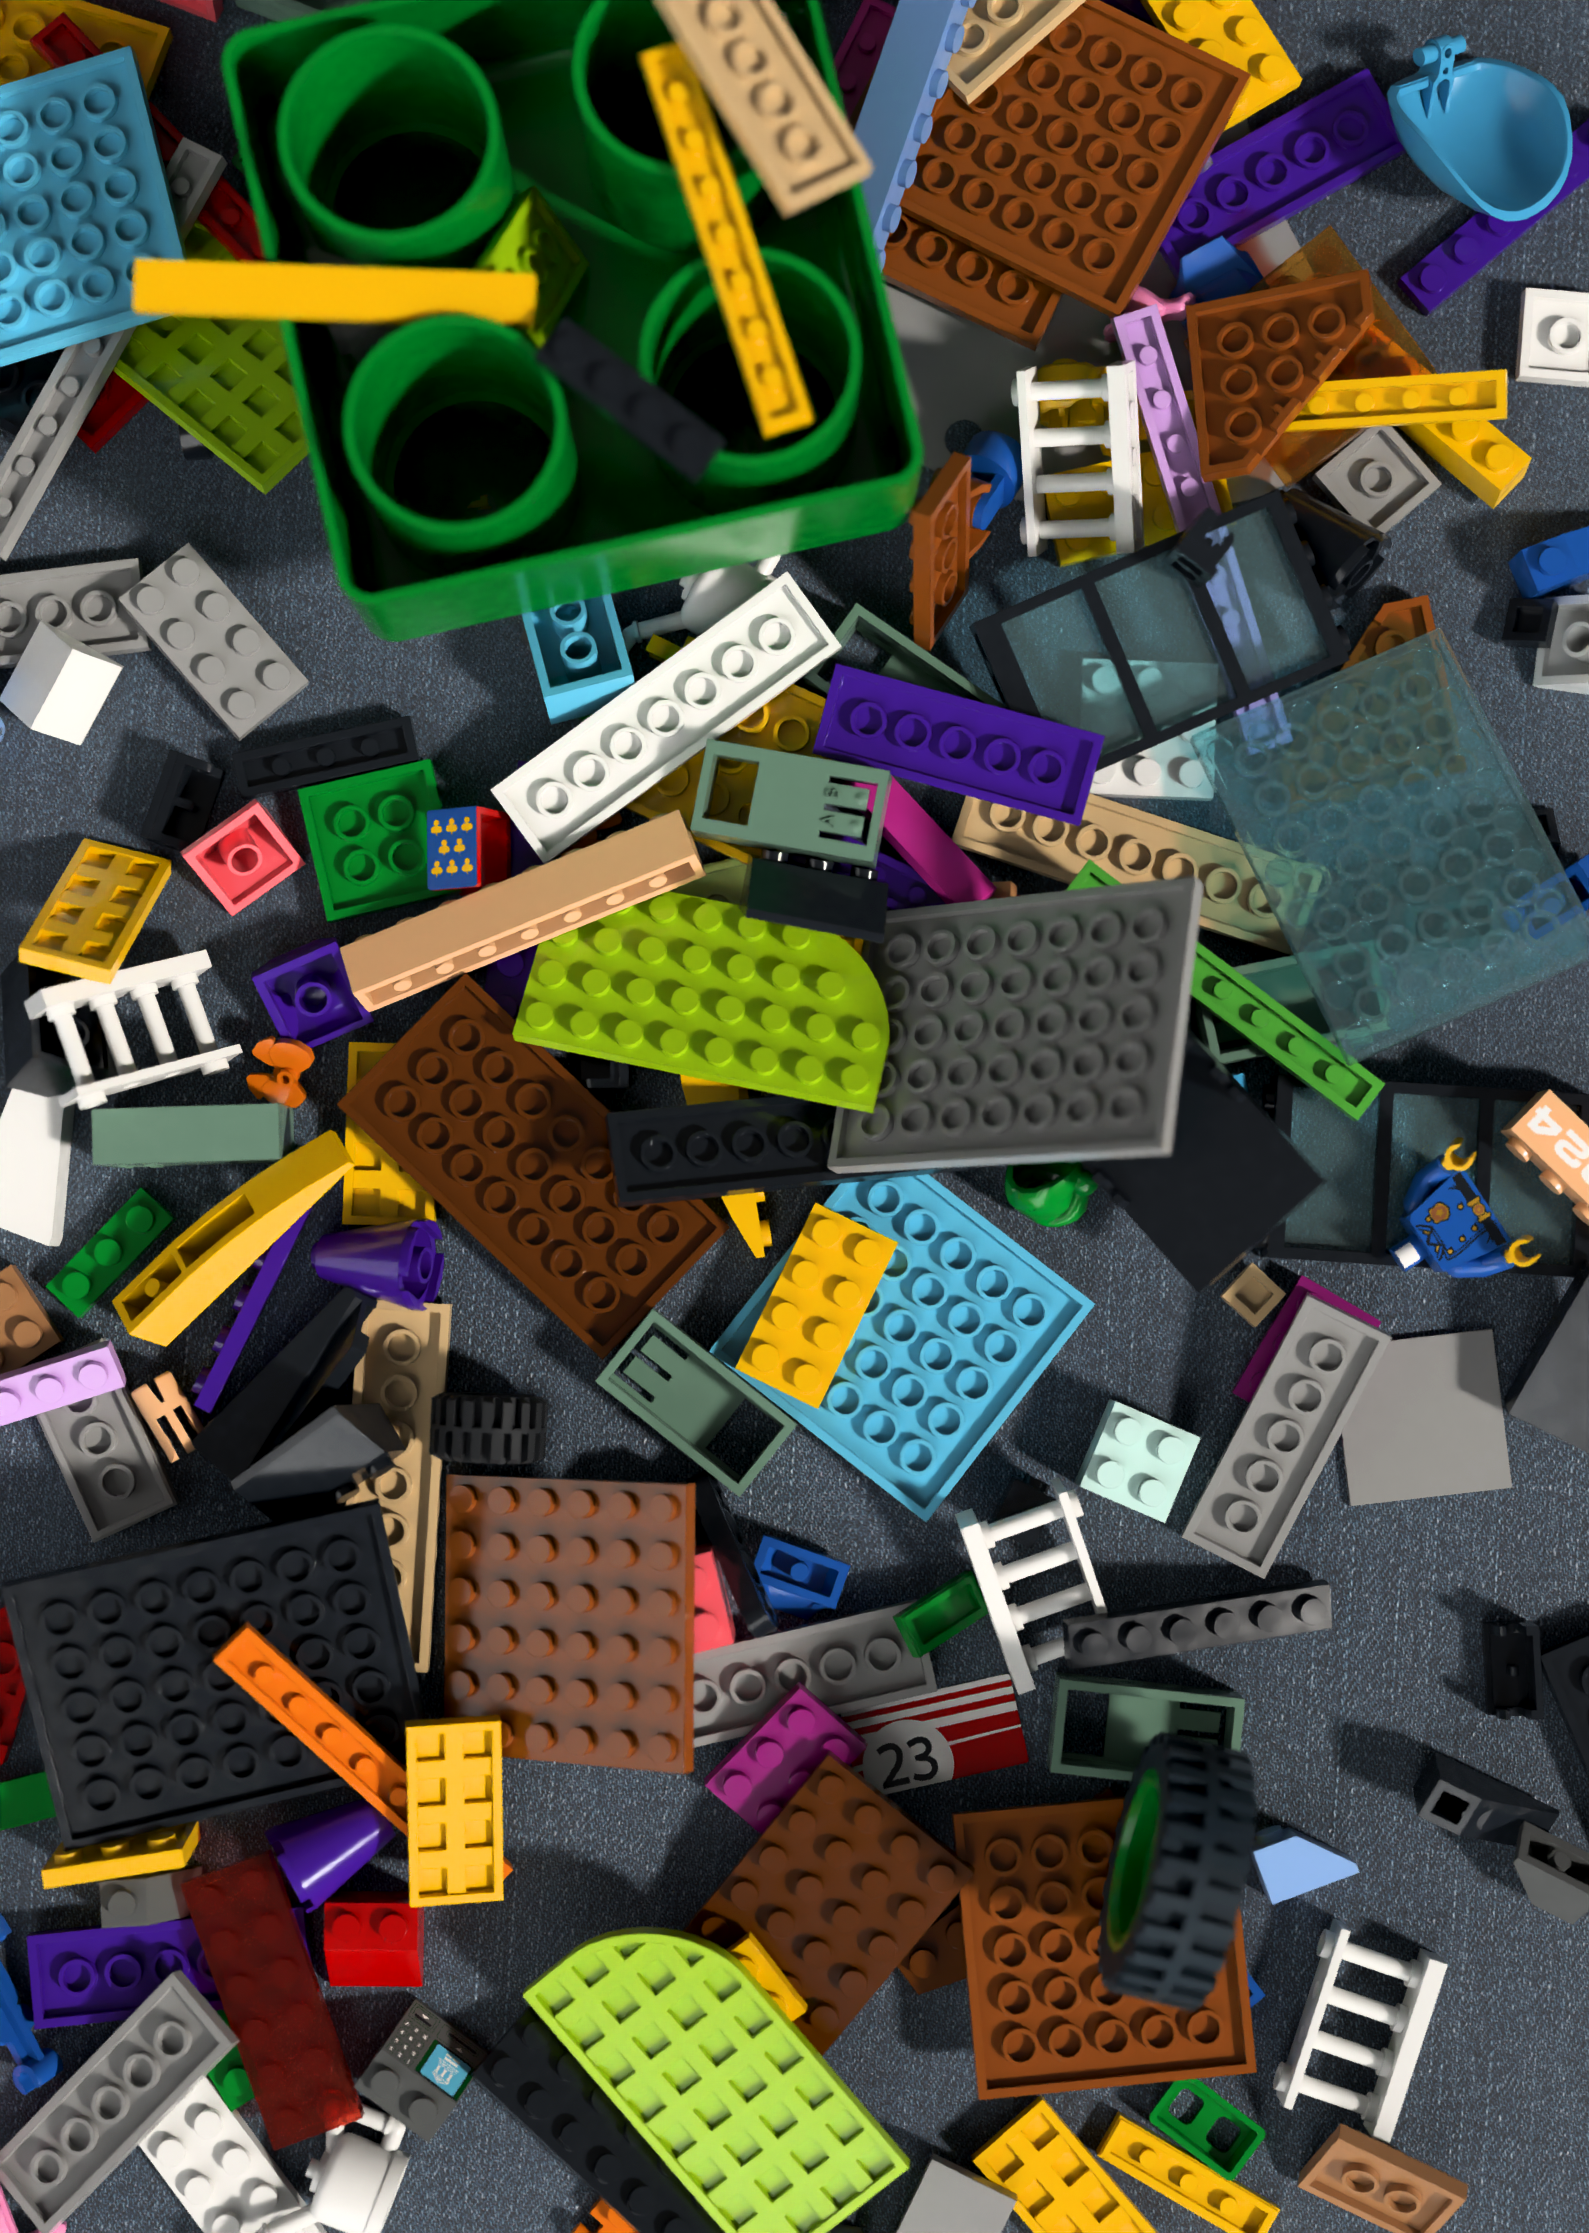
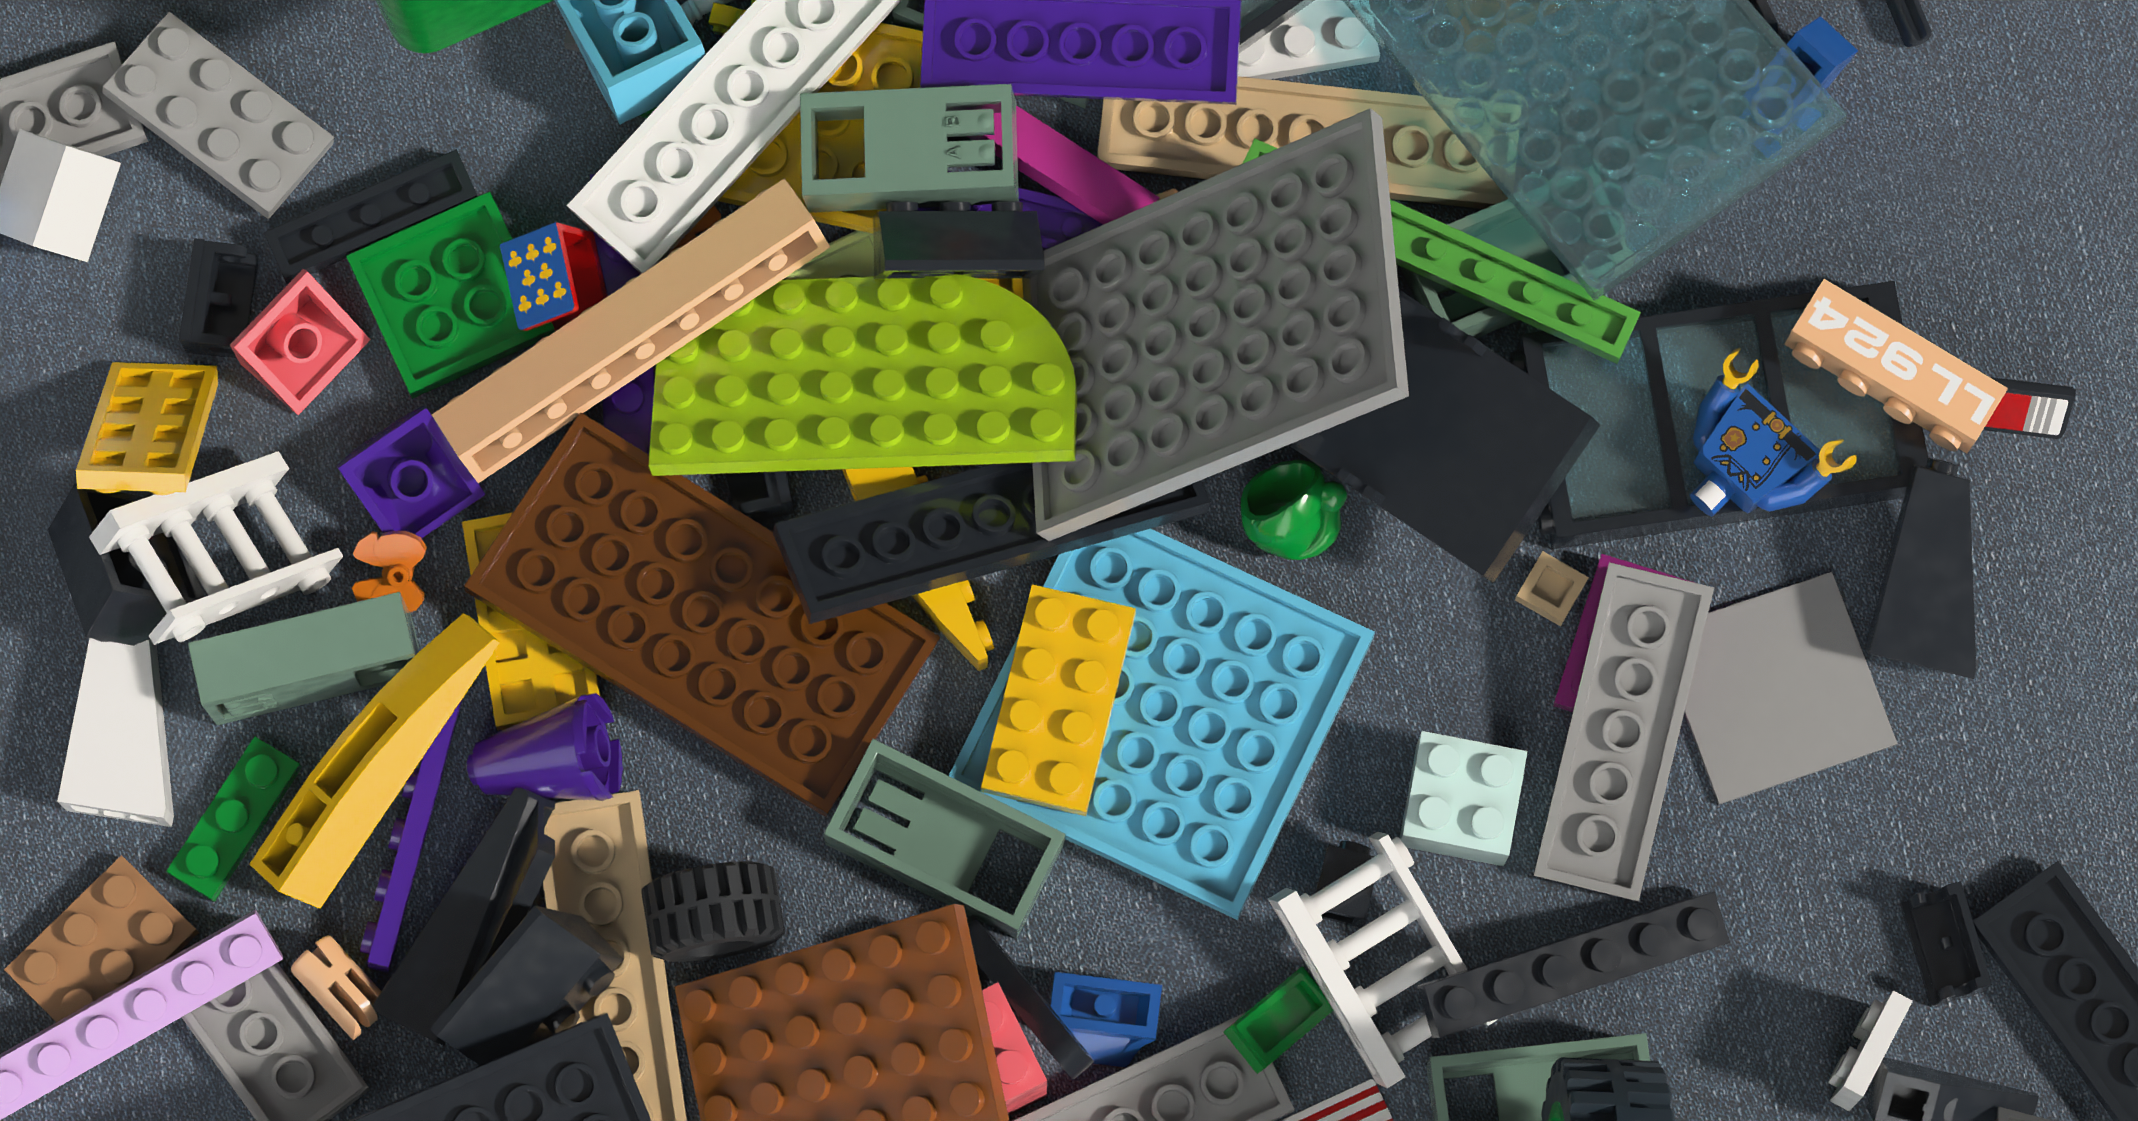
camera: 10 degrees left, 10 degrees down
(1436, 1743) = (1859, 1065): none -> white plate

